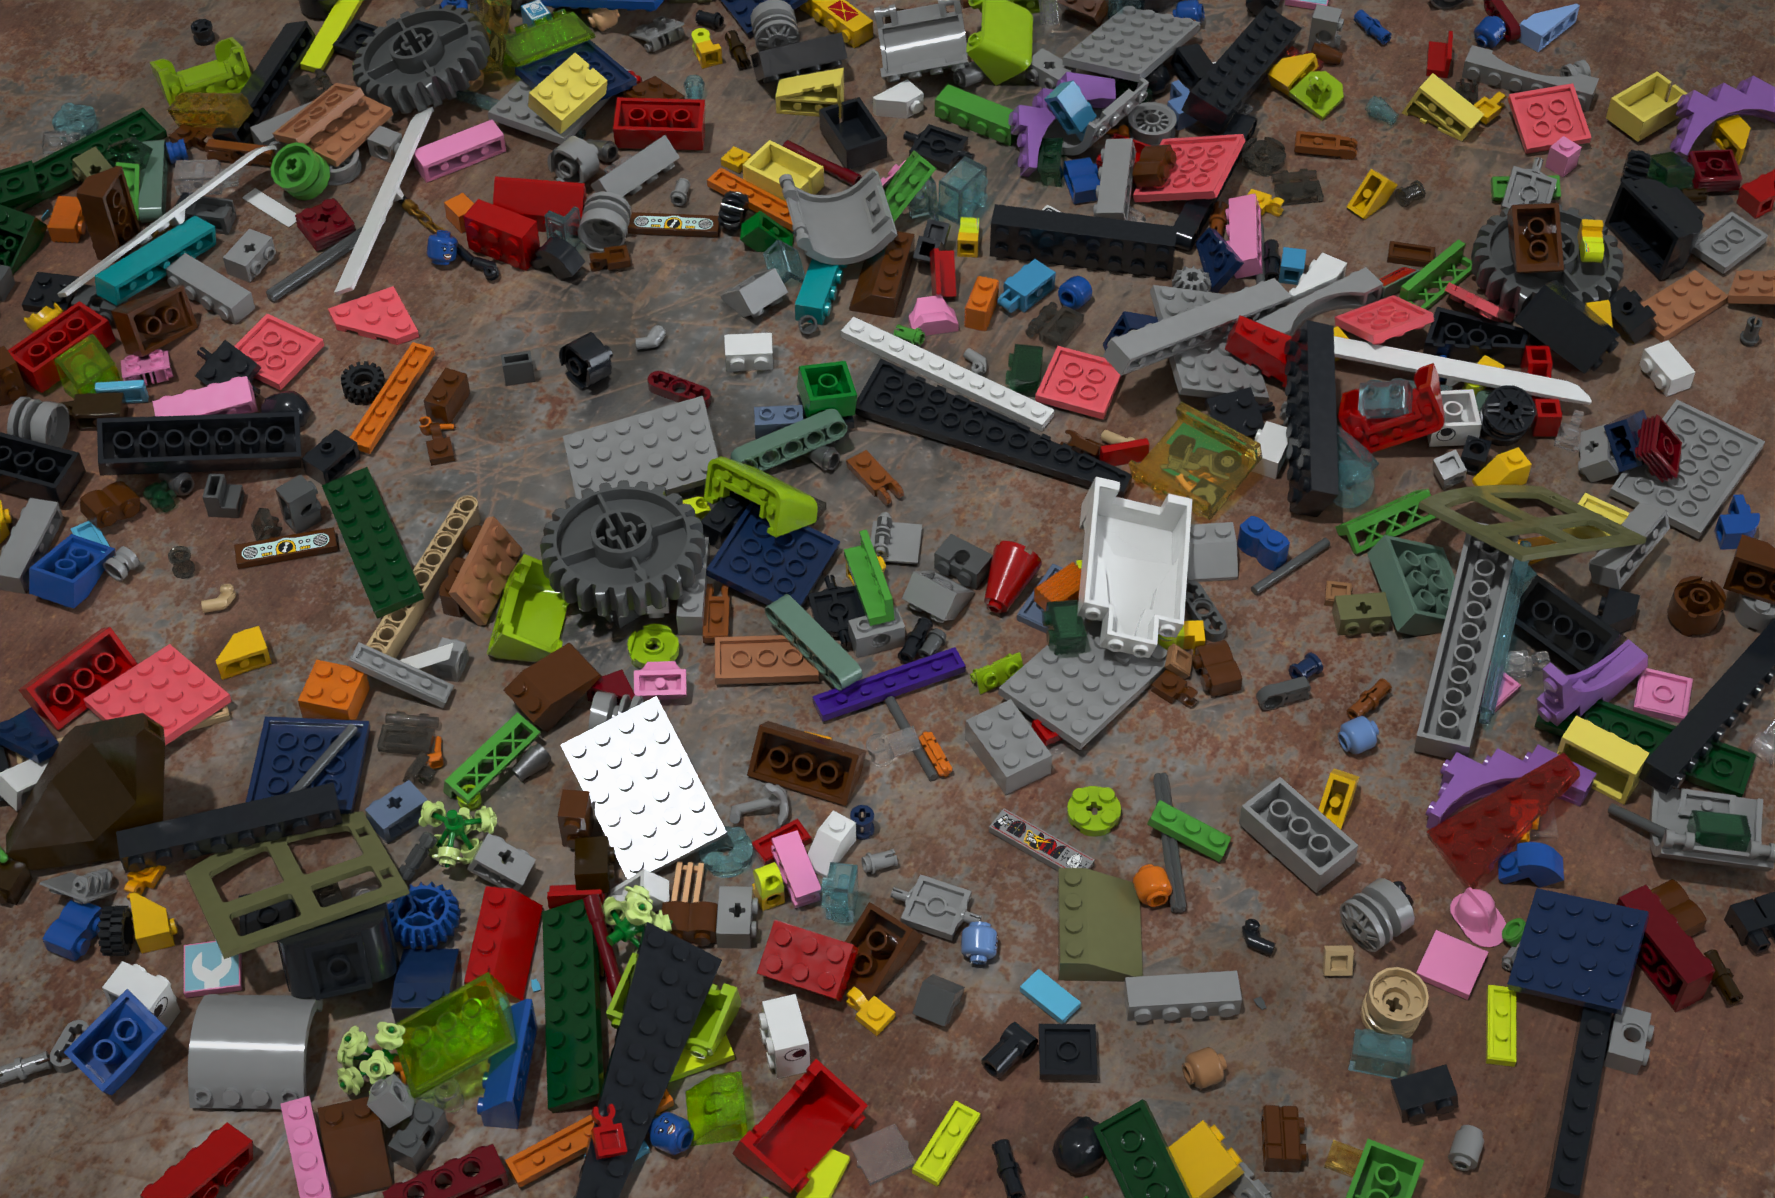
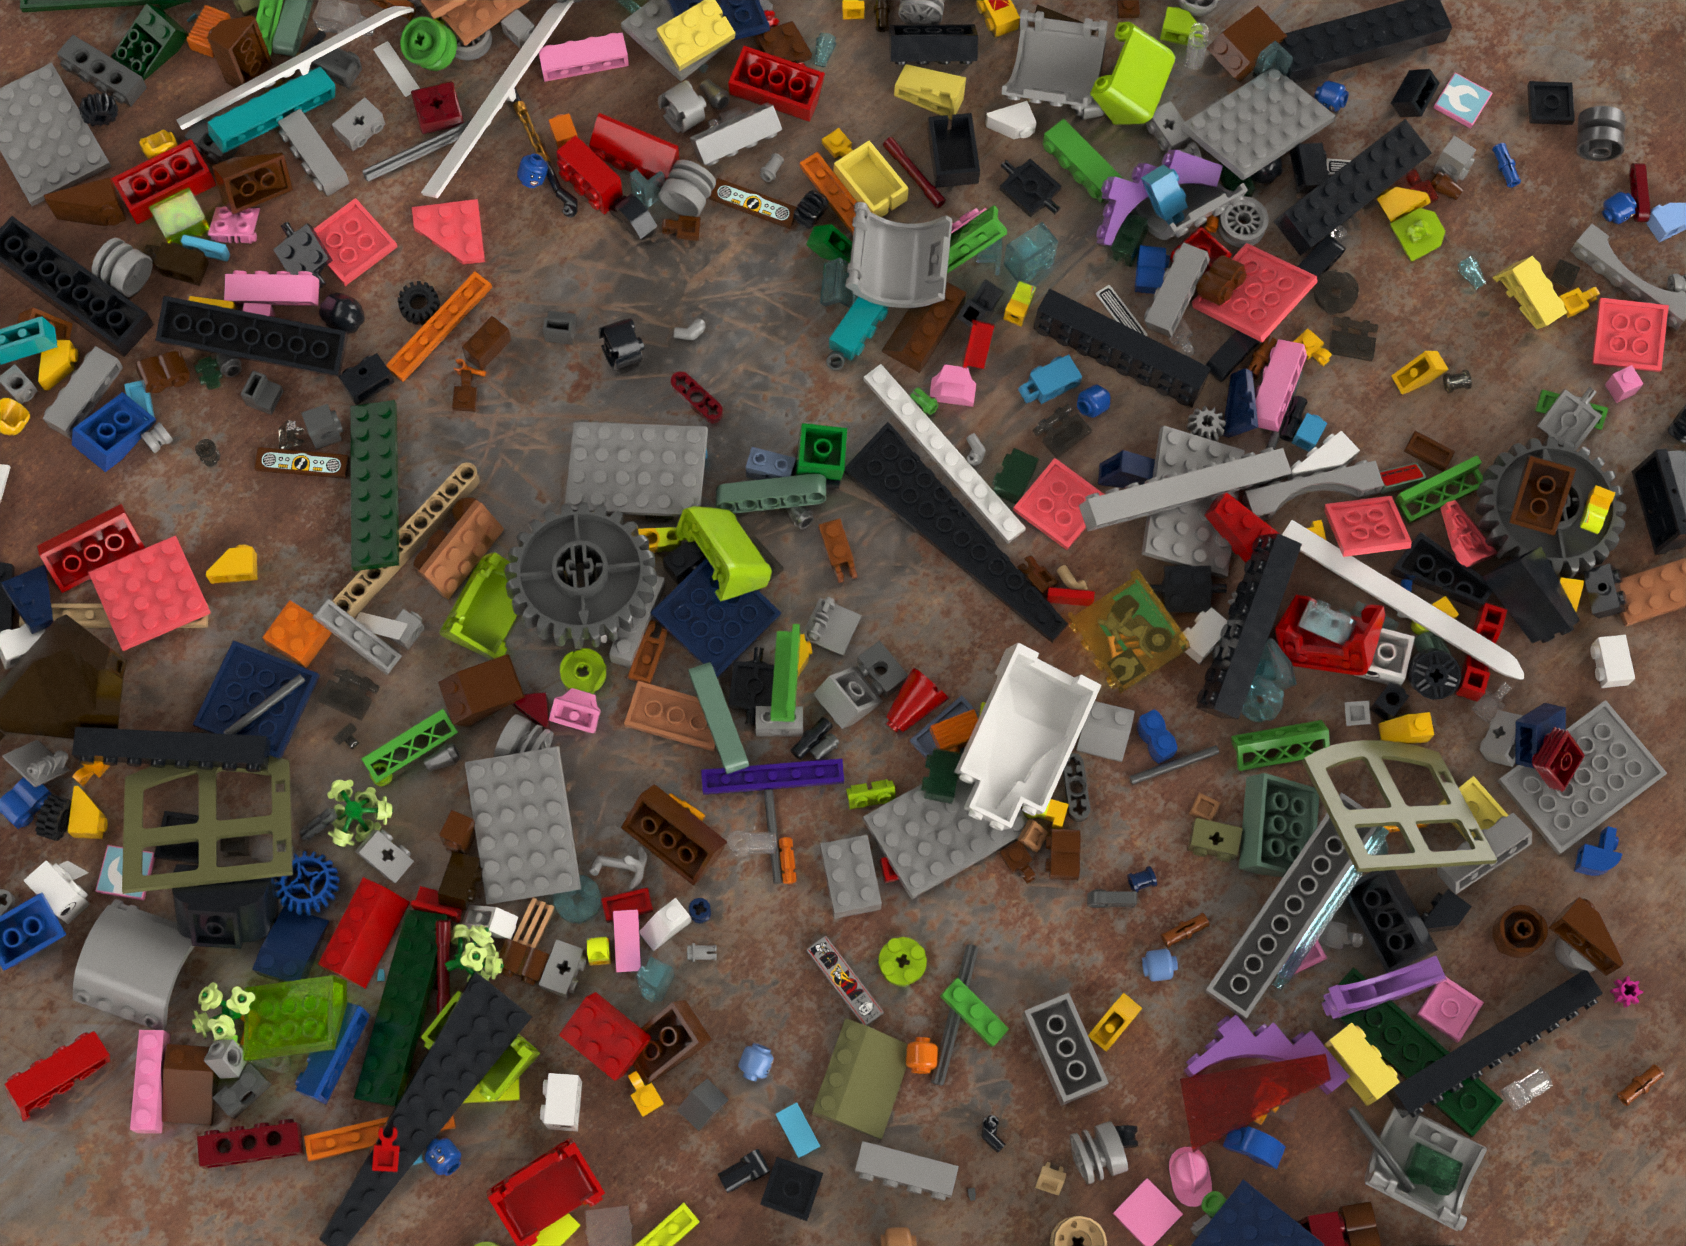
camera: 15 degrees right, 20 degrees up
(44, 292) = (169, 107): black plate -> none
(222, 601) = (231, 504): tan arm -> none
(396, 811) = (303, 771): sand blue brick -> none
(436, 758) = (365, 727): orange hand -> none
(717, 1109) = (488, 1146): clear neon green slope -> none
(748, 352) = (771, 376): white brick -> none
(756, 293) = (799, 309): light grey slope -> none
(935, 907) = (733, 1014): light grey plate -> none
(981, 303) = (1002, 387): orange brick -> none
(1178, 96) = (1285, 200): medium blue brick -> none
(1325, 144) = (1399, 296): dark orange hinge -> none
(1439, 57) = (1556, 223): red panel -> none

